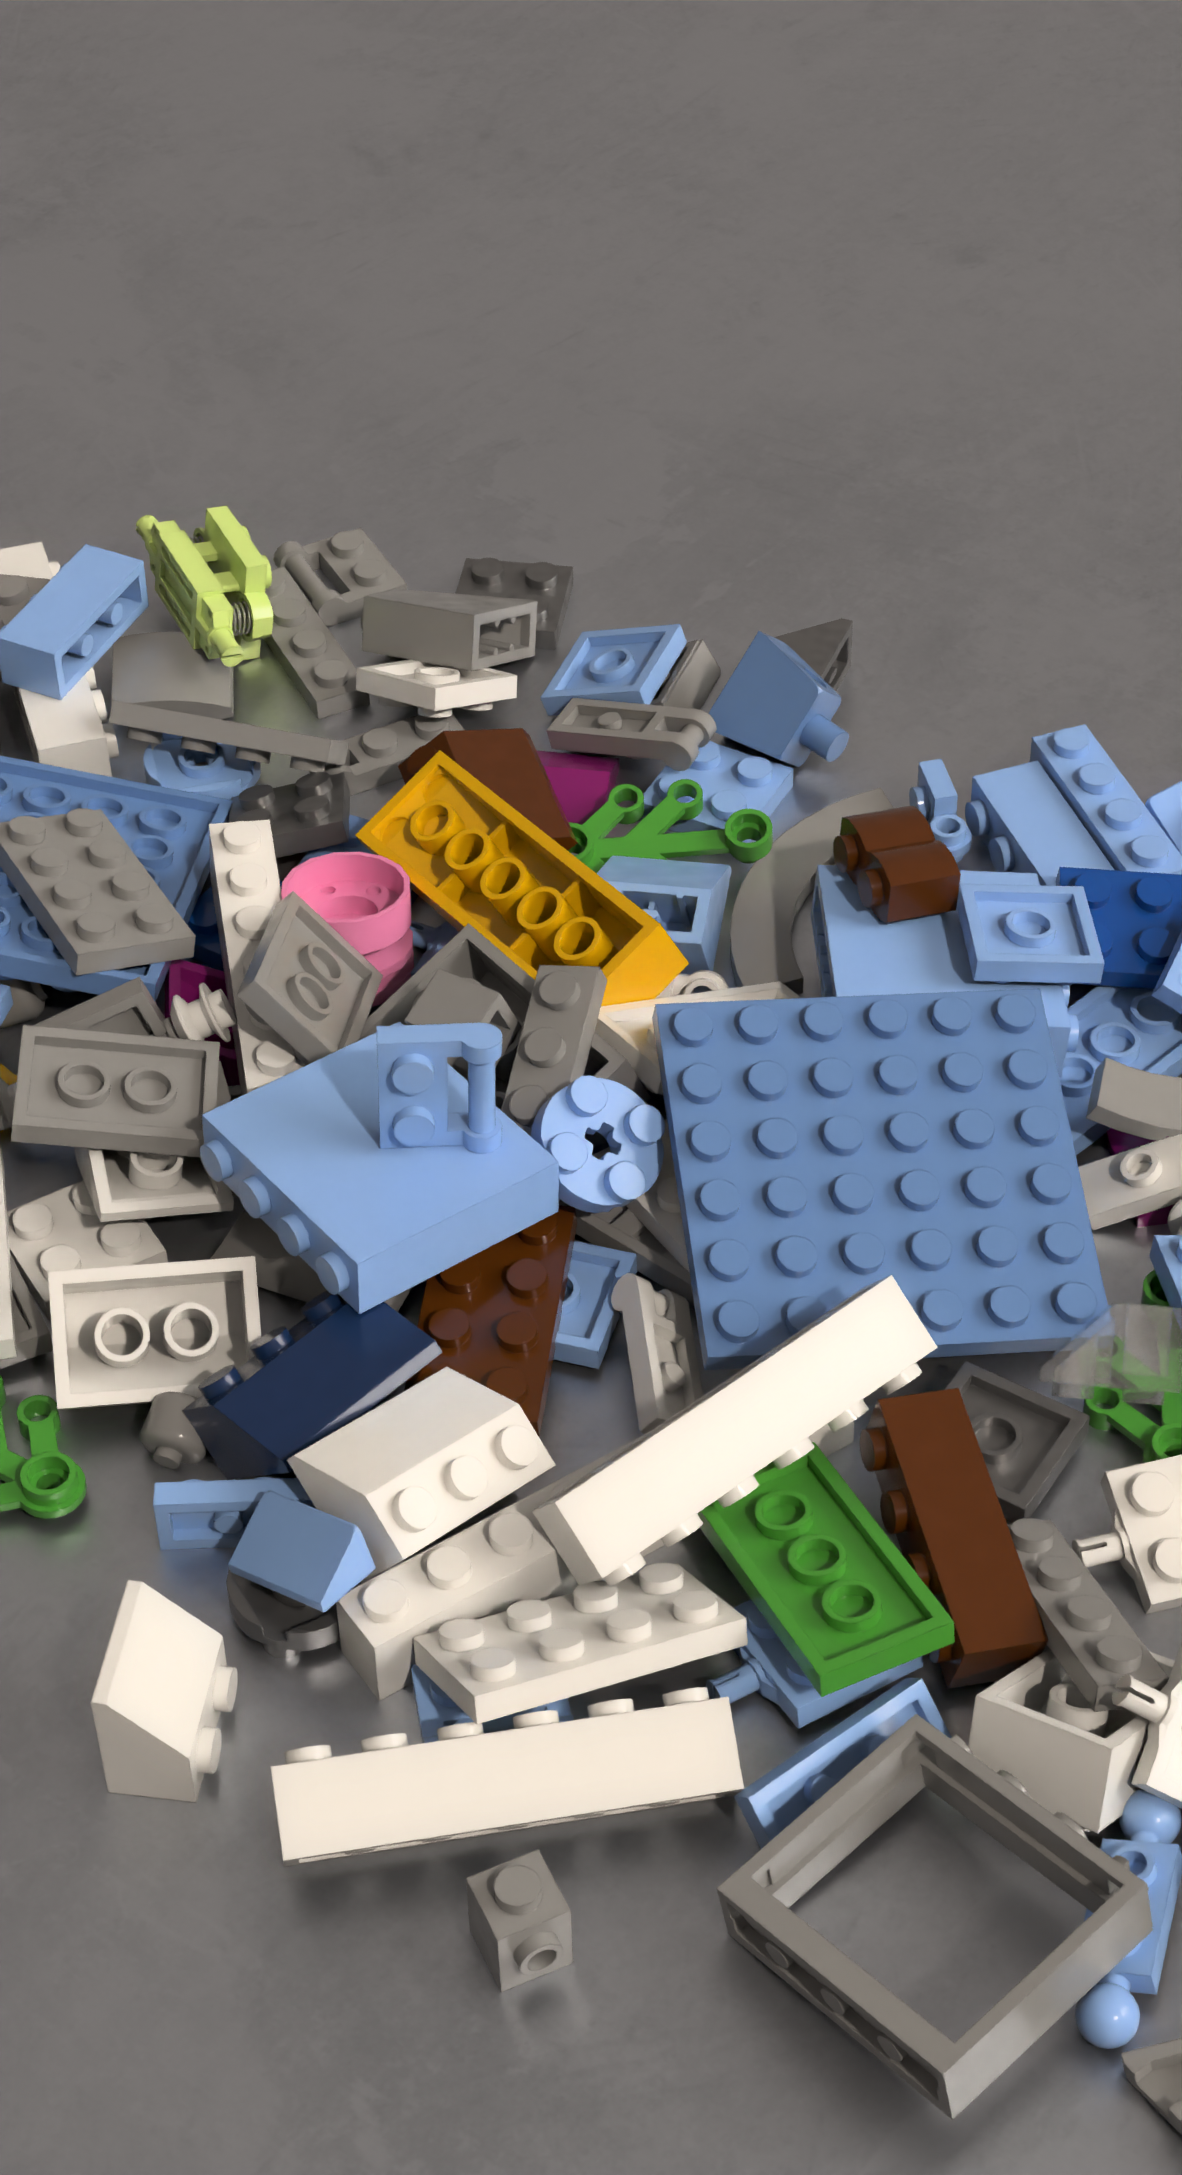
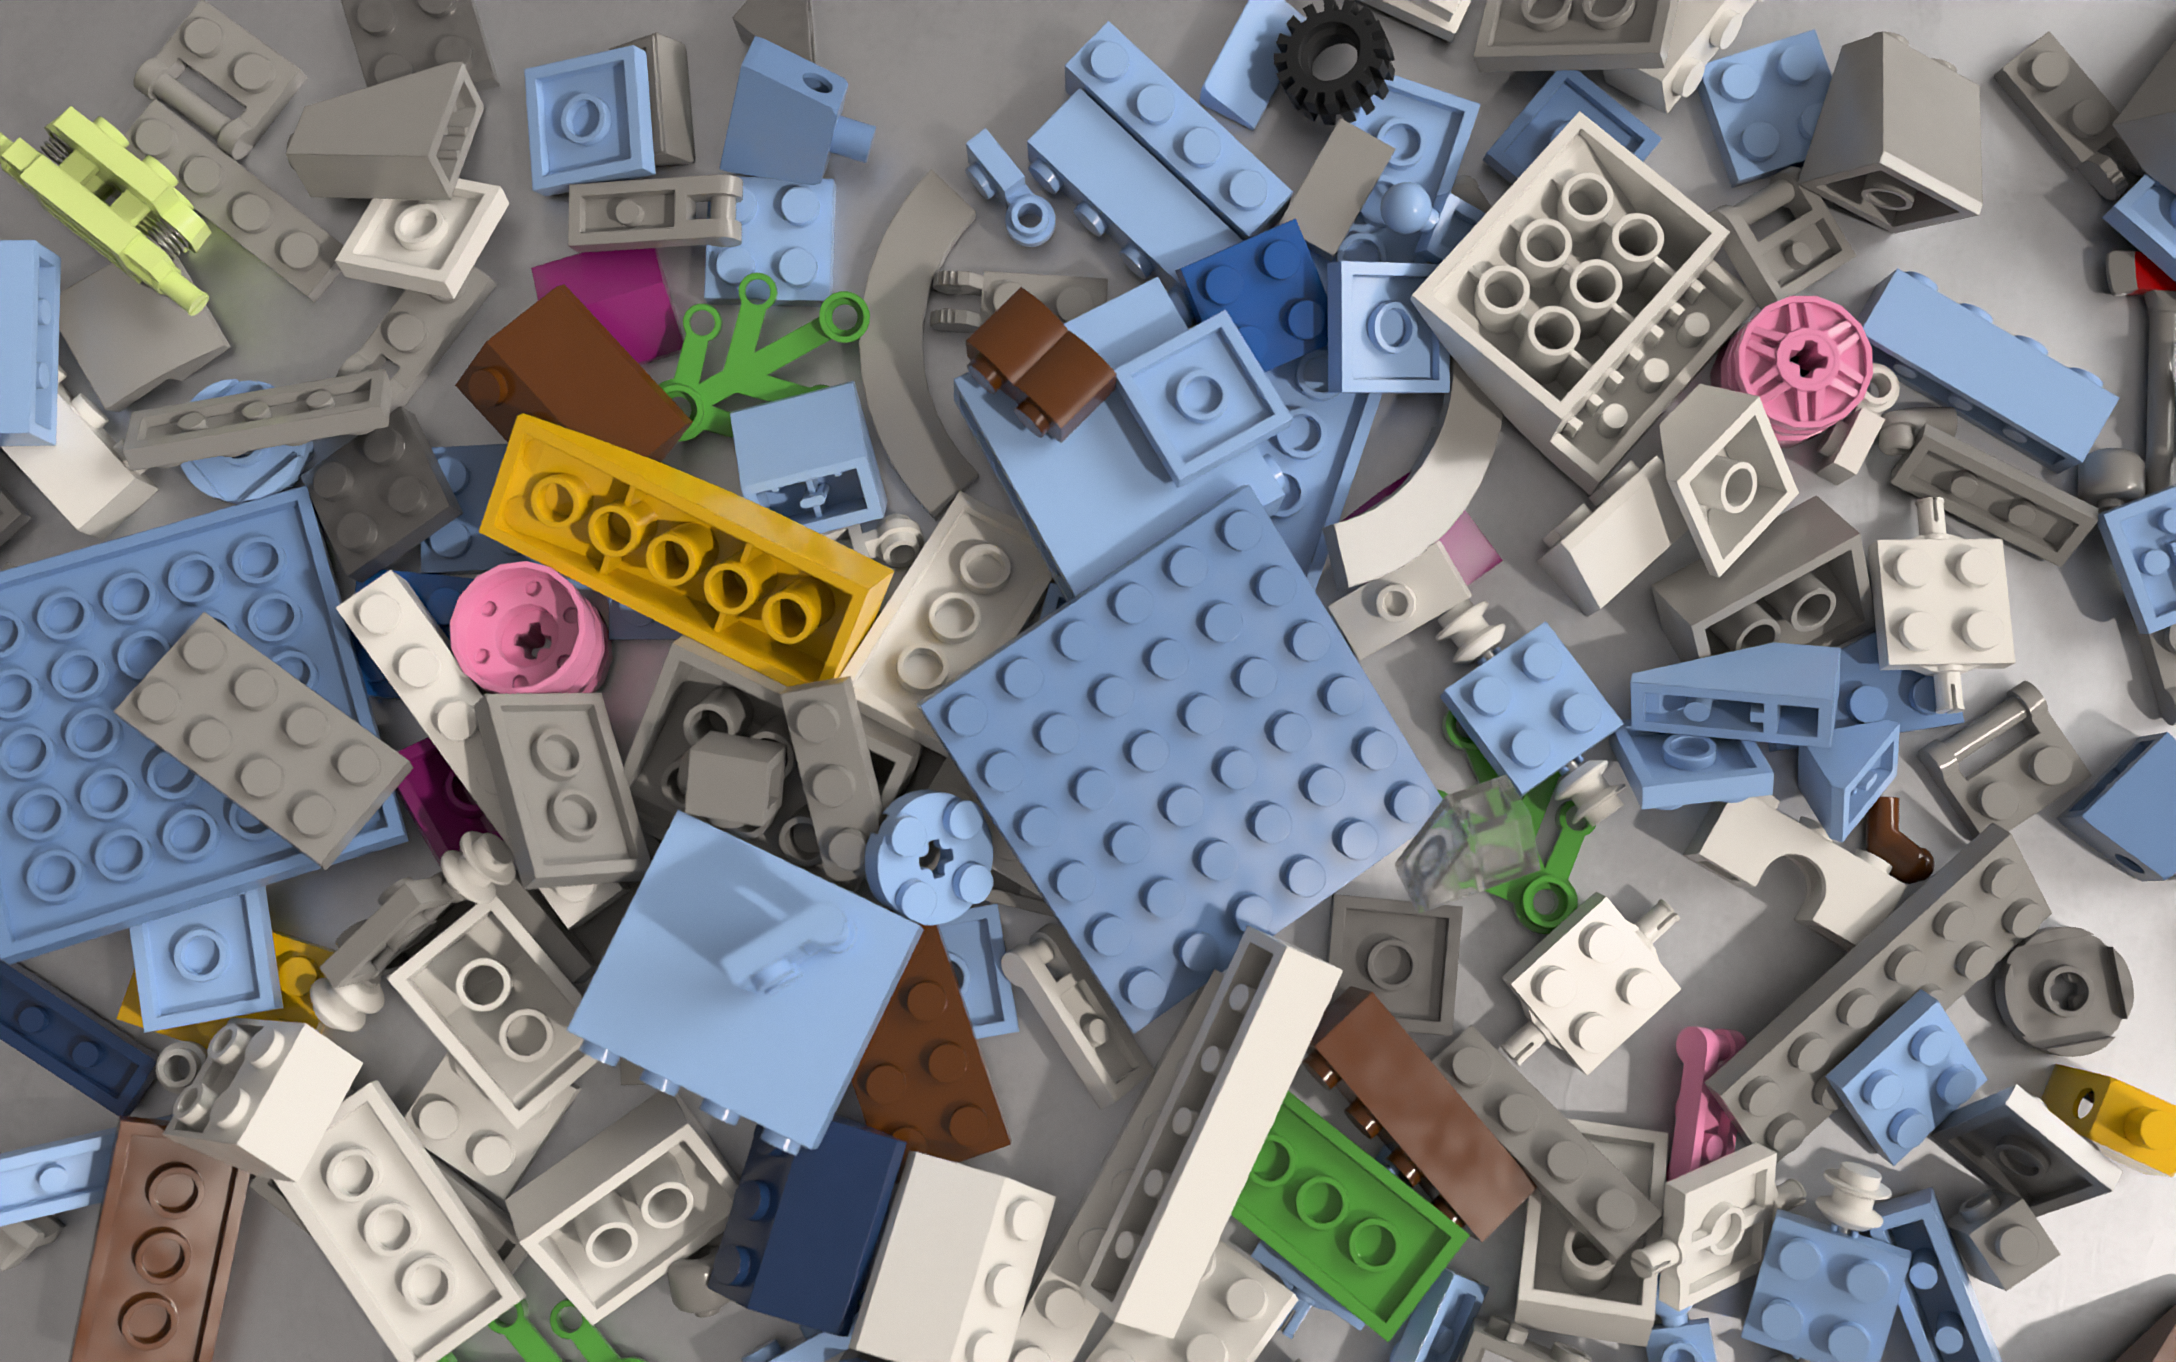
camera: 30 degrees left, 40 degrees up
(114, 1090) = (454, 1006): light grey plate -> none

